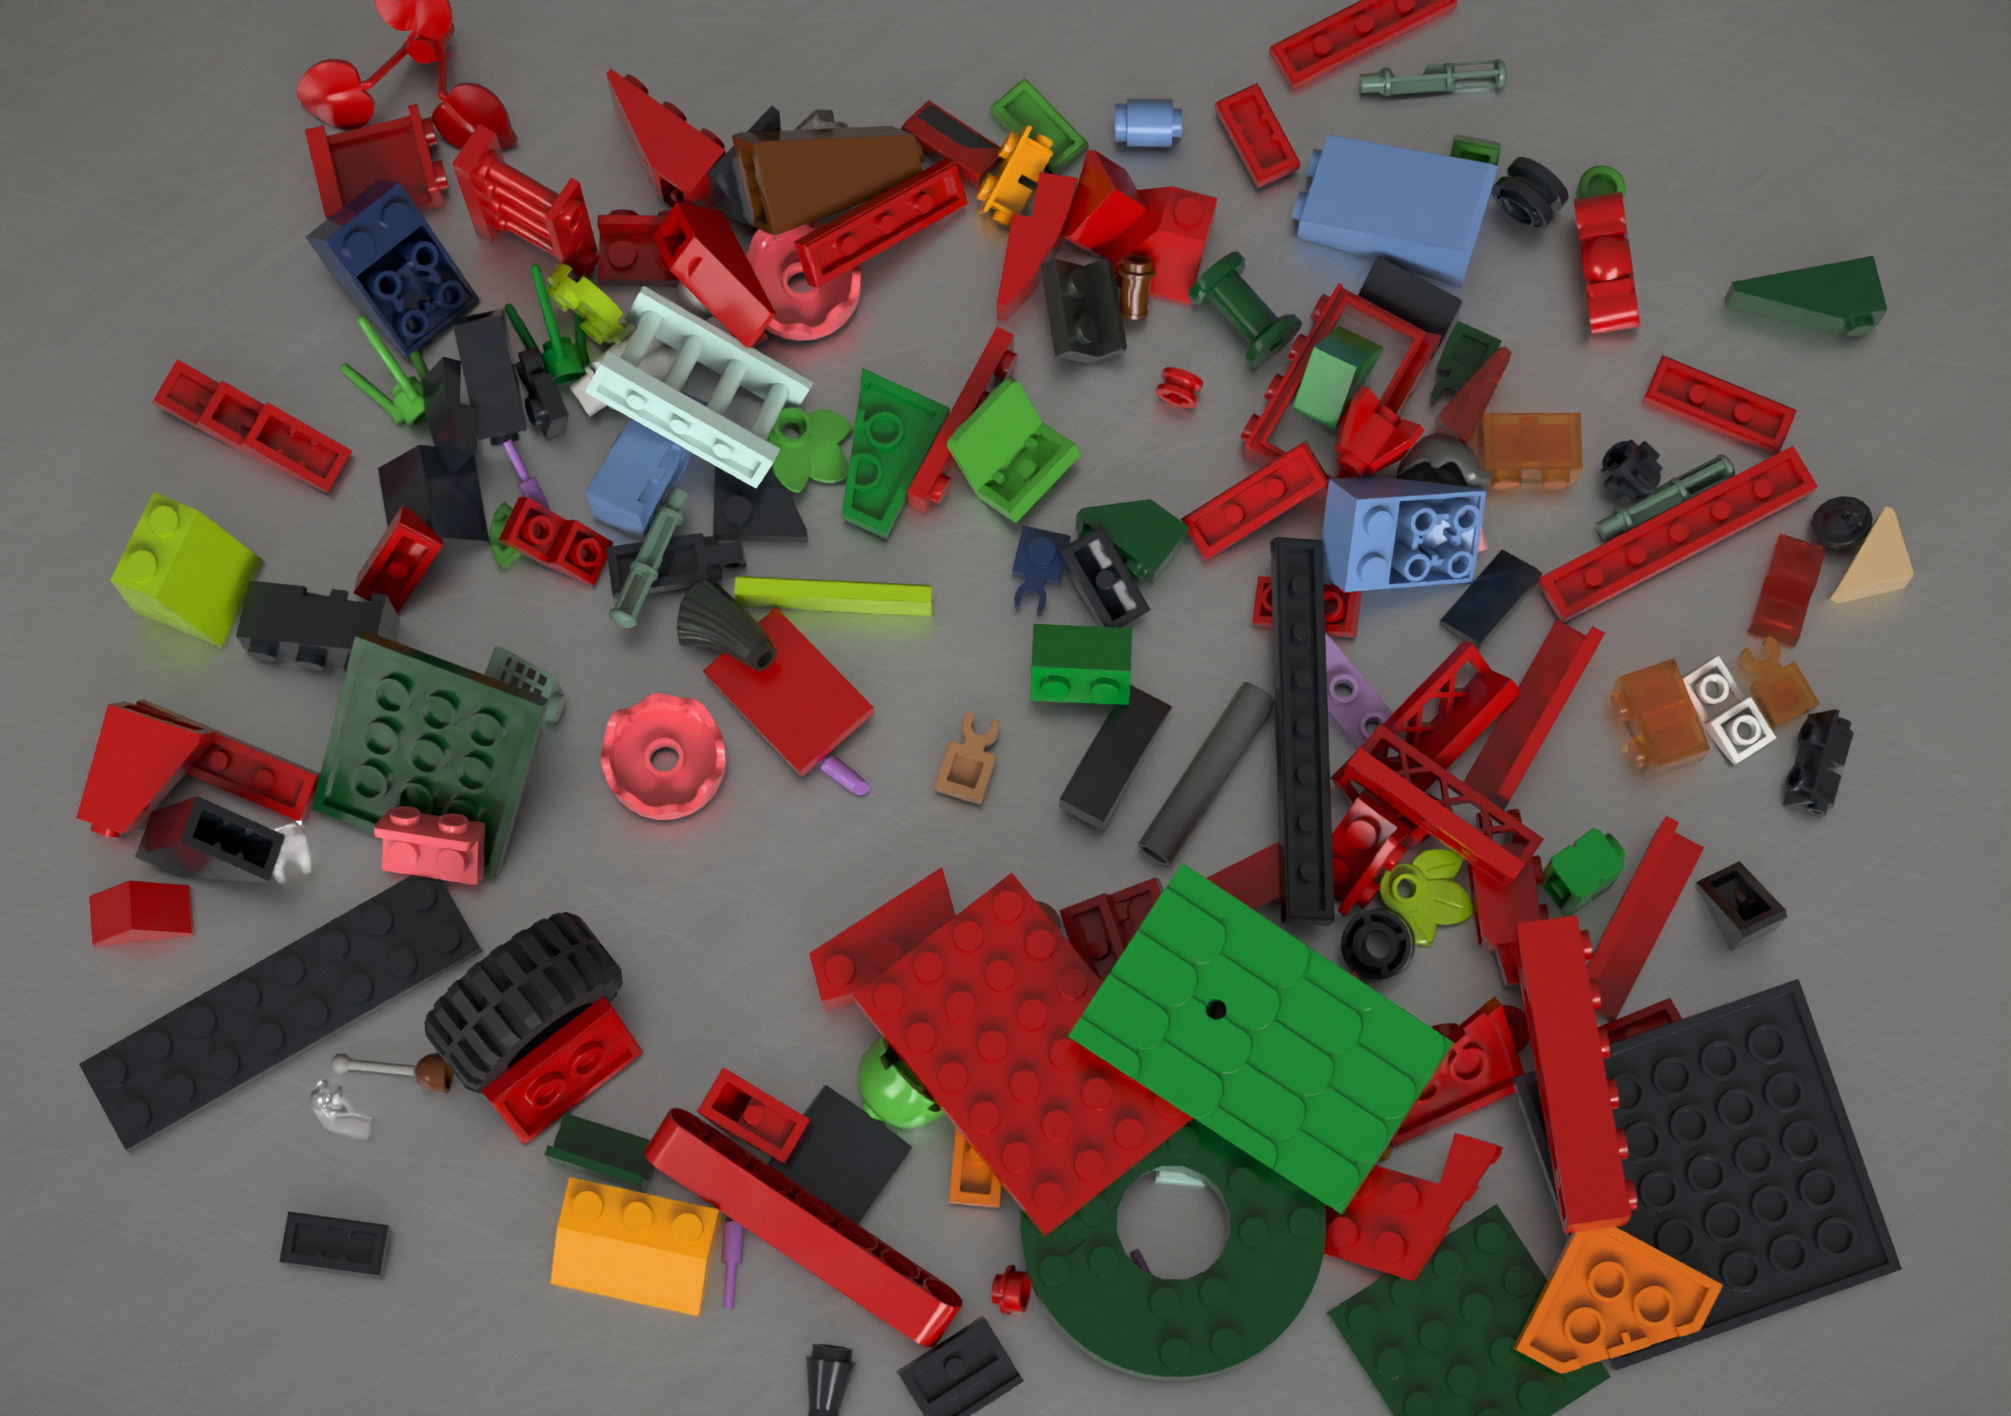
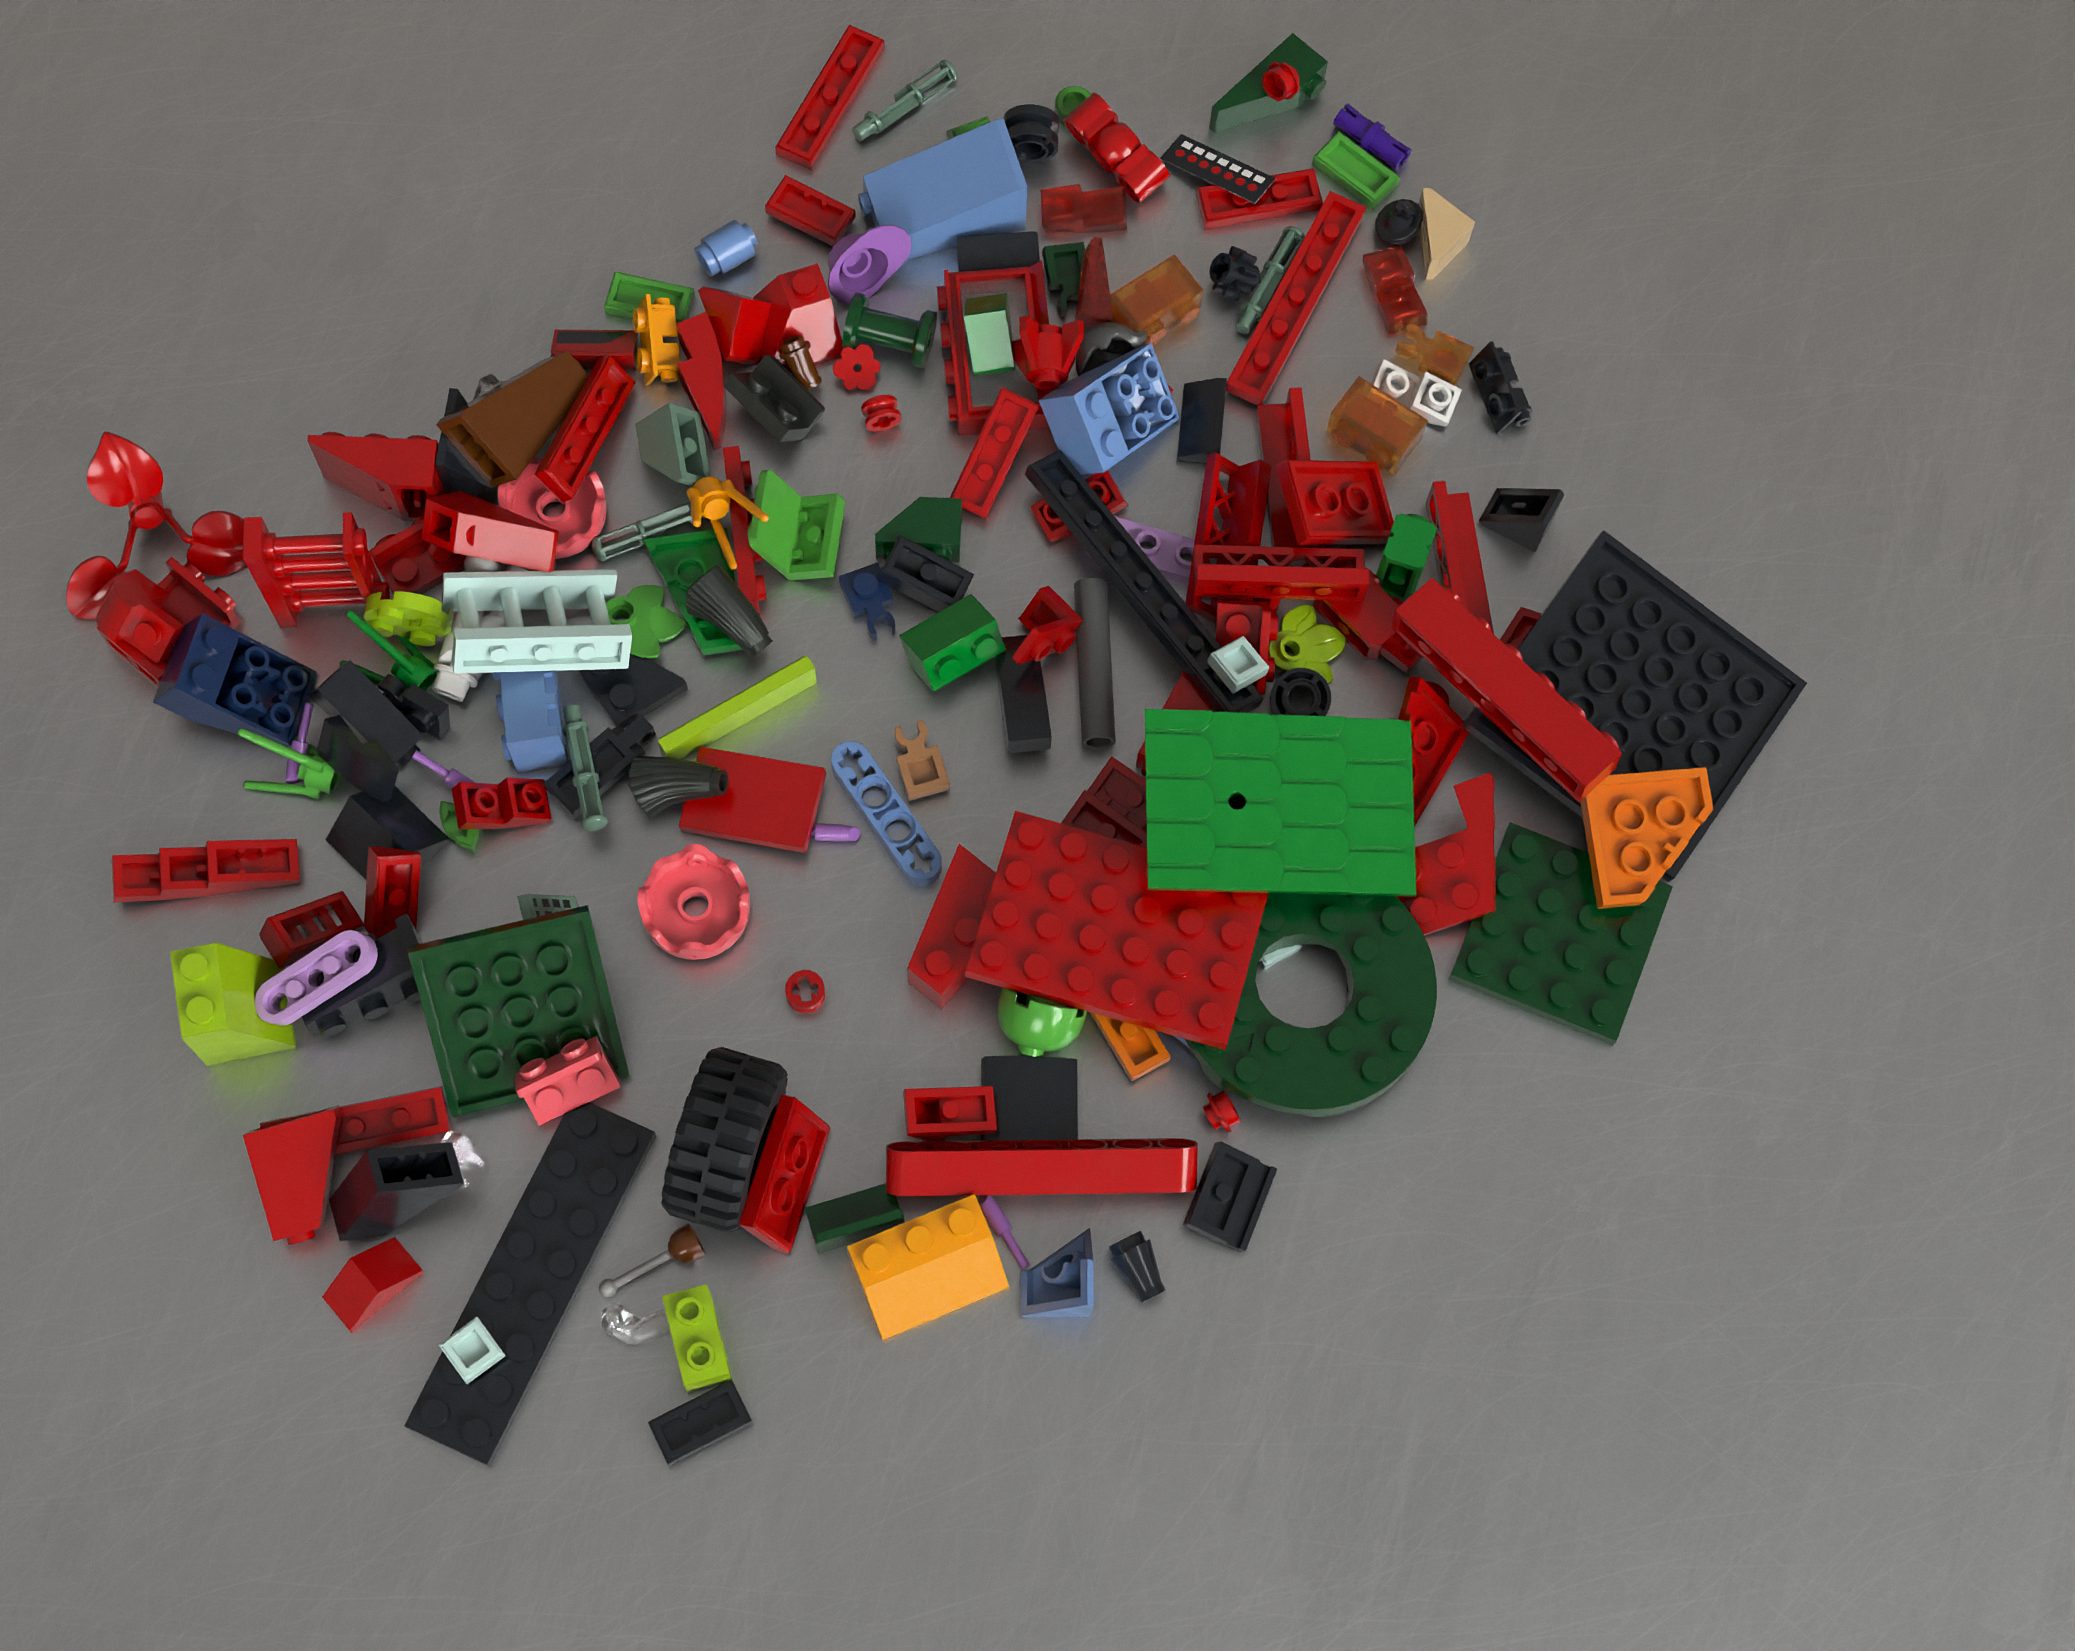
camera: 40 degrees left, 5 degrees down
(179, 1038) = (472, 1350): none -> light aqua tile
(255, 594) = (300, 979): none -> lavender plate
(268, 557) = (286, 942): none -> red slope
(343, 143) = (136, 615): none -> red brick
(383, 1167) = (697, 1338): none -> lime brick
(413, 363) = (299, 745): none -> medium lavender piece
(694, 913) = (795, 1000): none -> red bush
(748, 1344) = (1060, 1282): none -> medium blue slope
(882, 361) = (644, 529): none -> sand green piece
(887, 489) = (725, 606): none -> pearl dark grey piece
(904, 788) = (882, 815): none -> medium blue beam
(948, 373) = (712, 501): none -> light orange plant
(954, 297) = (674, 443): none -> sand green slope
(1176, 320) = (865, 376): none -> red plant
(1191, 712) = (1050, 626): none -> red bracket
(1268, 224) = (866, 261): none -> medium lavender piece
(1332, 872) = (1238, 664): none -> light aqua tile
(1530, 306) = (1083, 212): none -> clear red slope
(1554, 771) = (1336, 501): none -> red tile
(1698, 348) = (1218, 168): none -> black sticker
(1818, 301) = (1281, 81): none -> red plate
(1840, 439) = (1355, 170): none -> bright green tile
(1882, 415) = (1372, 137): none -> dark purple pin

